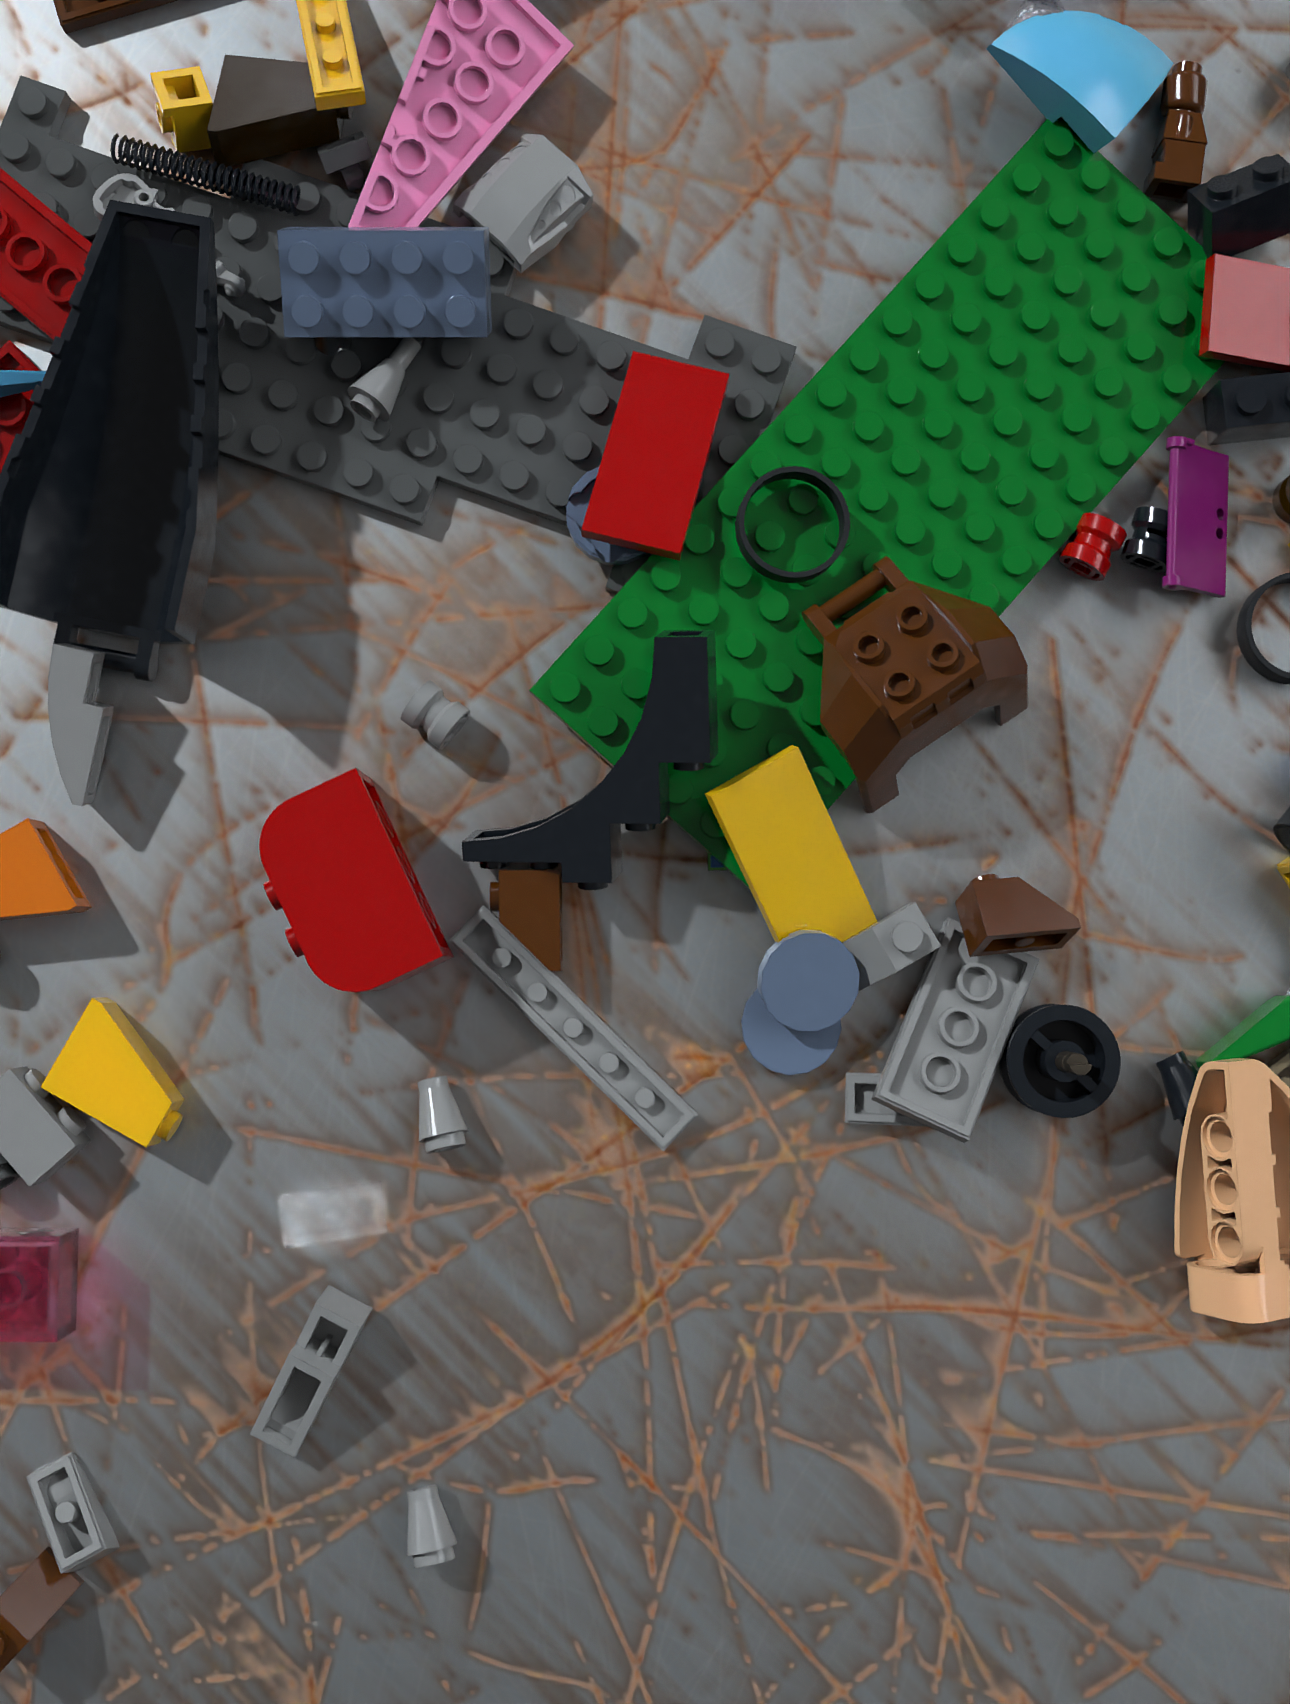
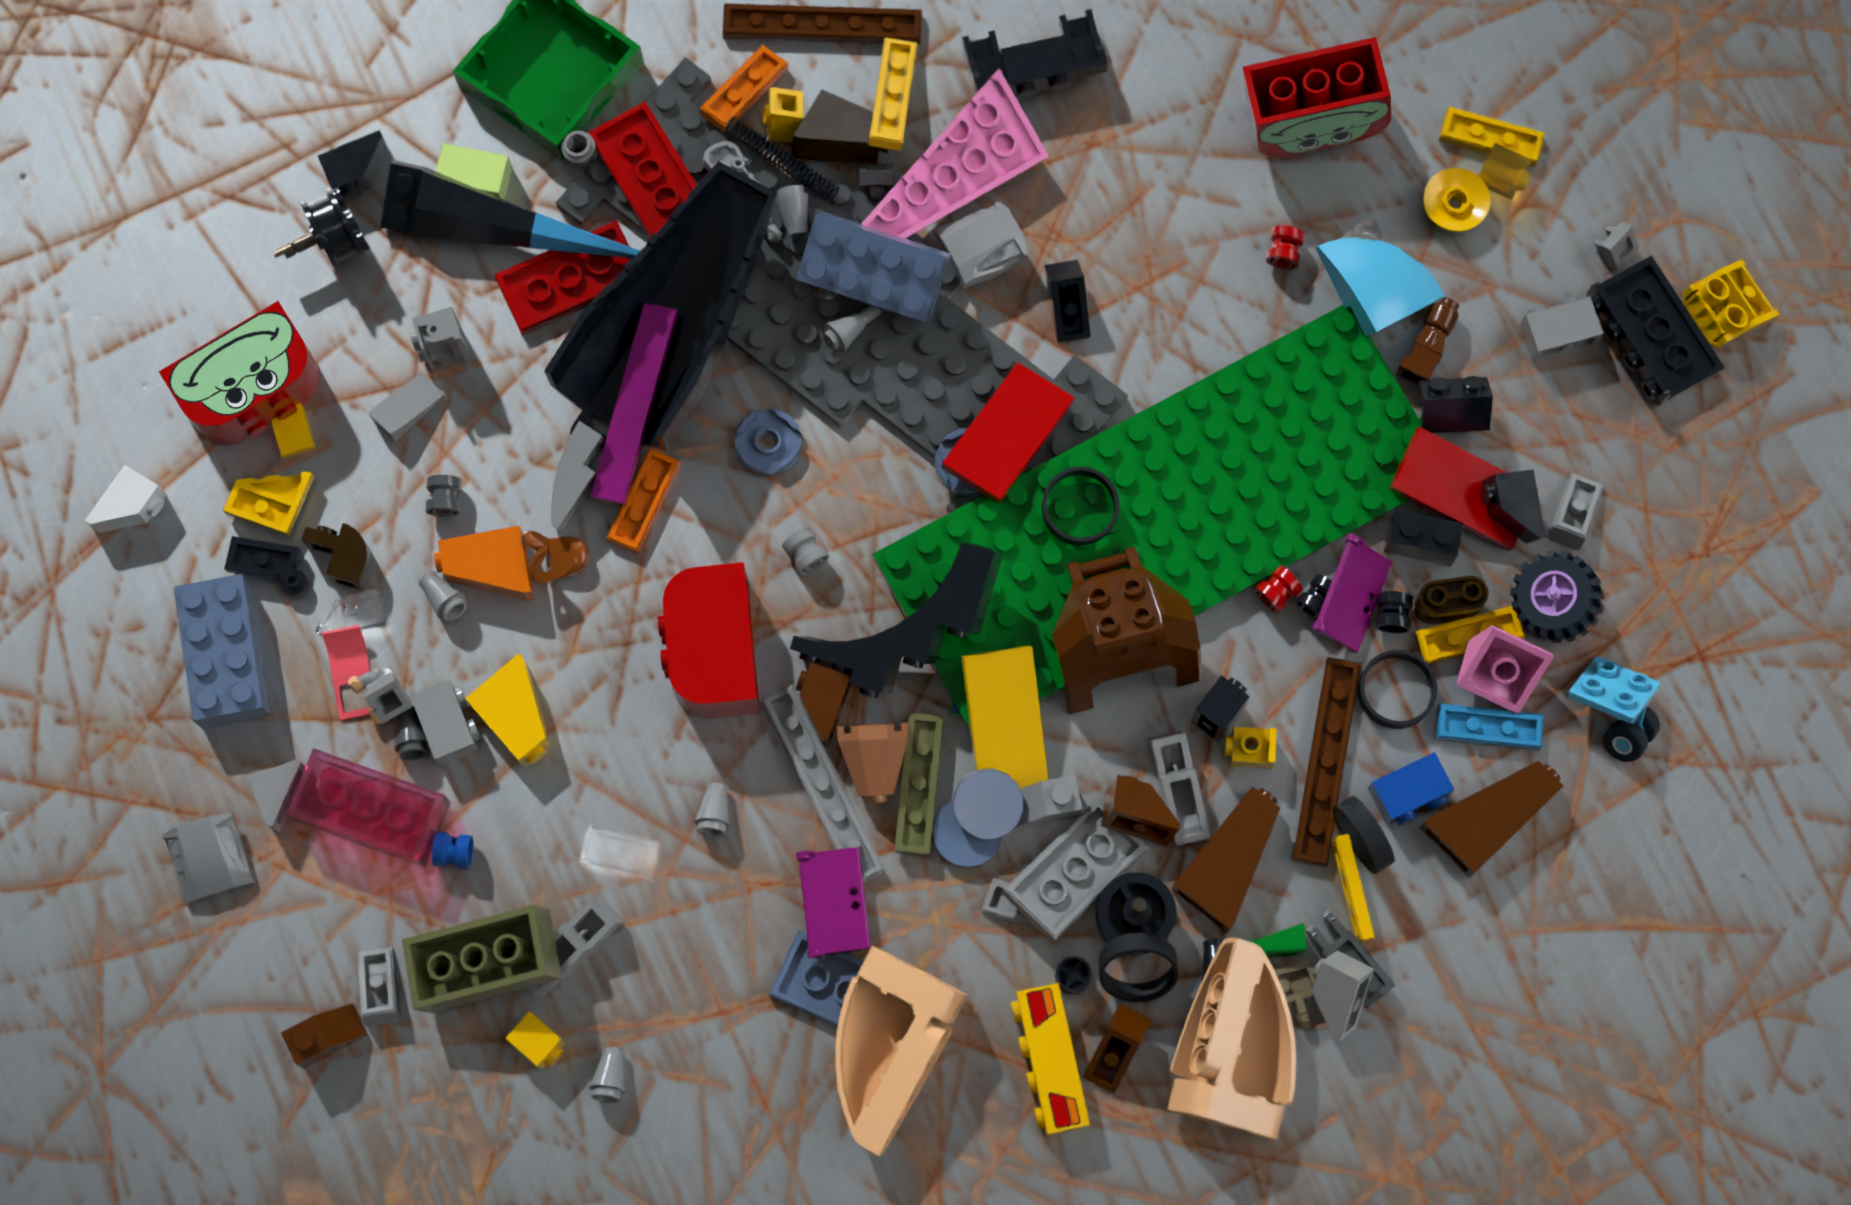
camera: 20 degrees right, 10 degrees down
(103, 1297) = (452, 850): none -> blue wheel
(113, 833) = (566, 555): none -> dark orange piece
(117, 92) = (743, 88): none -> orange tile
(125, 591) = (634, 404): none -> magenta tile
(189, 720) = (643, 501): none -> orange tile
(196, 1445) = (481, 959): none -> olive brick
(245, 236) = (794, 209): none -> light grey cone
(313, 1518) = (536, 1041): none -> yellow brick
(335, 608) = (770, 461): none -> sand blue tile
(630, 967) = (874, 757): none -> nougat cone
(640, 1189) = (833, 913): none -> magenta door
(669, 240) = (1067, 300): none -> black slope
(682, 1294) = (815, 984): none -> sand blue tile
(703, 982) = (919, 784): none -> olive plate
(793, 1357) = (889, 1043): none -> light nougat panel
(938, 64) = (1285, 247): none -> red wheel
(1011, 1175) = (1073, 970): none -> black wheel
(1014, 1297) = (1051, 1060): none -> yellow brick
(1052, 859) = (1180, 786): none -> light grey slope
(1079, 739) = (1220, 708): none -> black brick
(1080, 1116) = (1138, 943): none -> black tyre
(1096, 1247) = (1117, 1048): none -> reddish brown slope
(1151, 768) = (1261, 757): none -> yellow brick
(1157, 939) = (1225, 866): none -> reddish brown slope
(1233, 760) = (1326, 762): none -> reddish brown tile
(1258, 524) = (1394, 612): none -> black wheel

